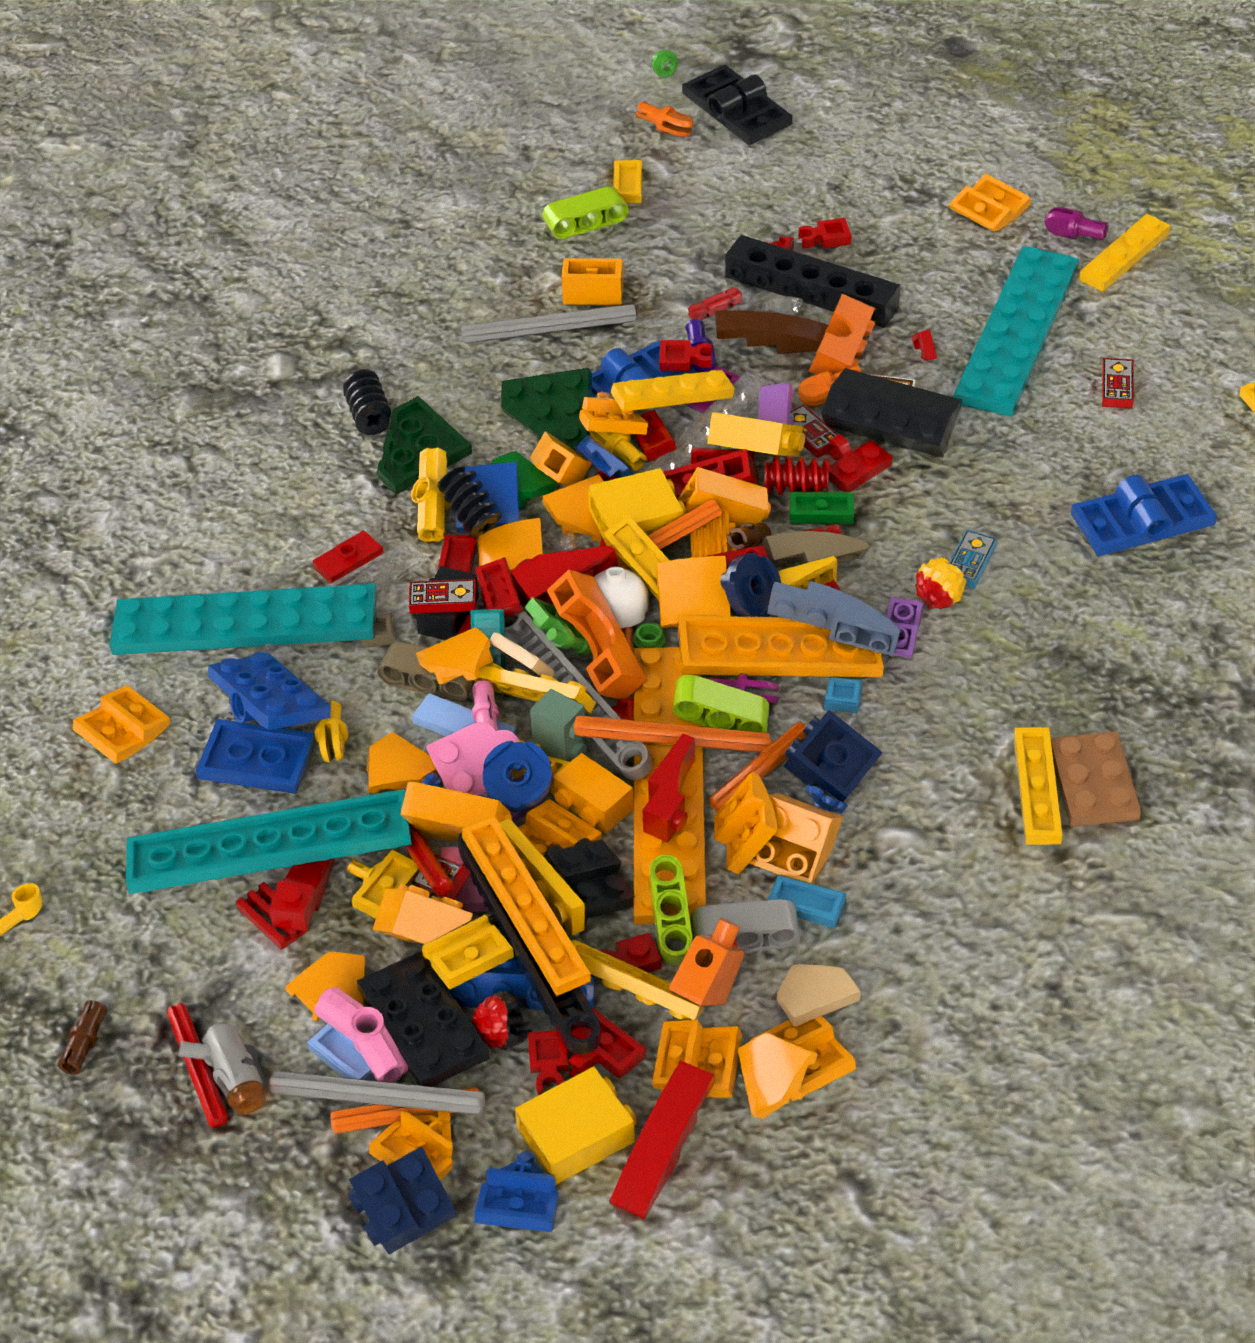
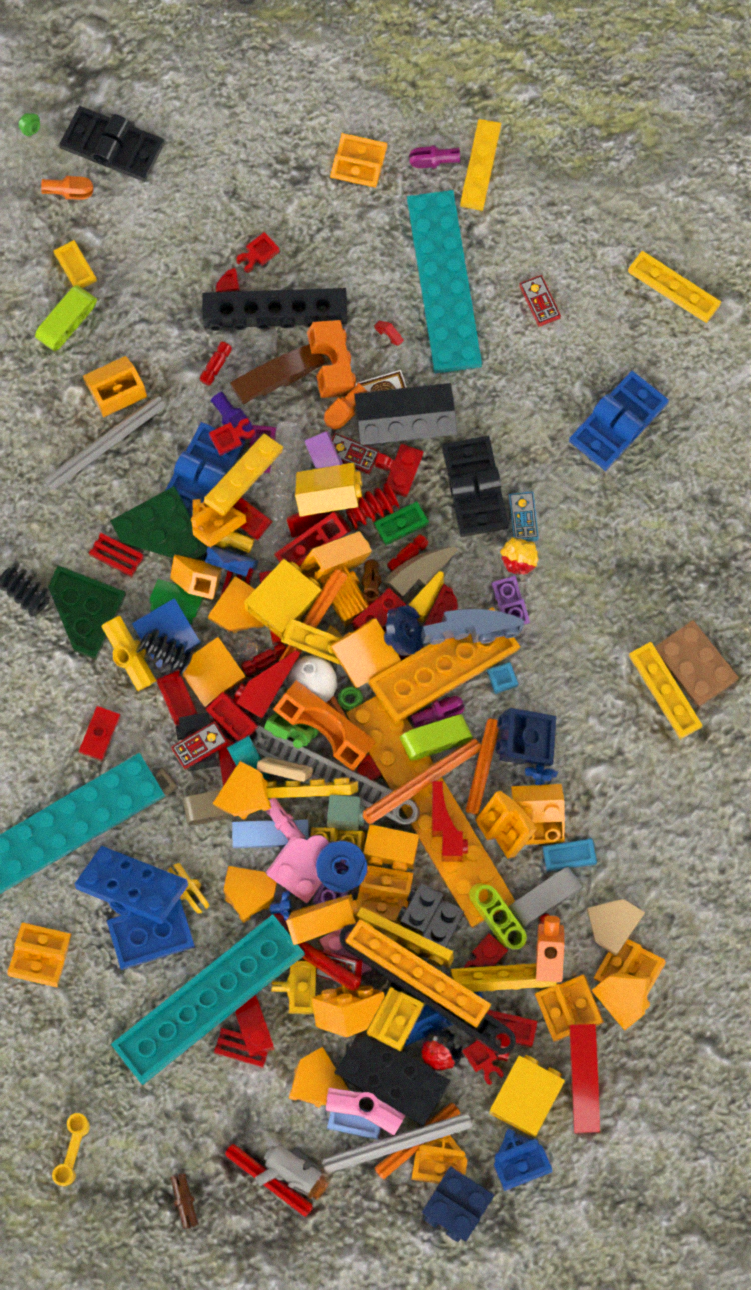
camera: 30 degrees left, 25 degrees up
(504, 428) = (99, 545): none -> red tile
(930, 508) = (475, 486): none -> black plate

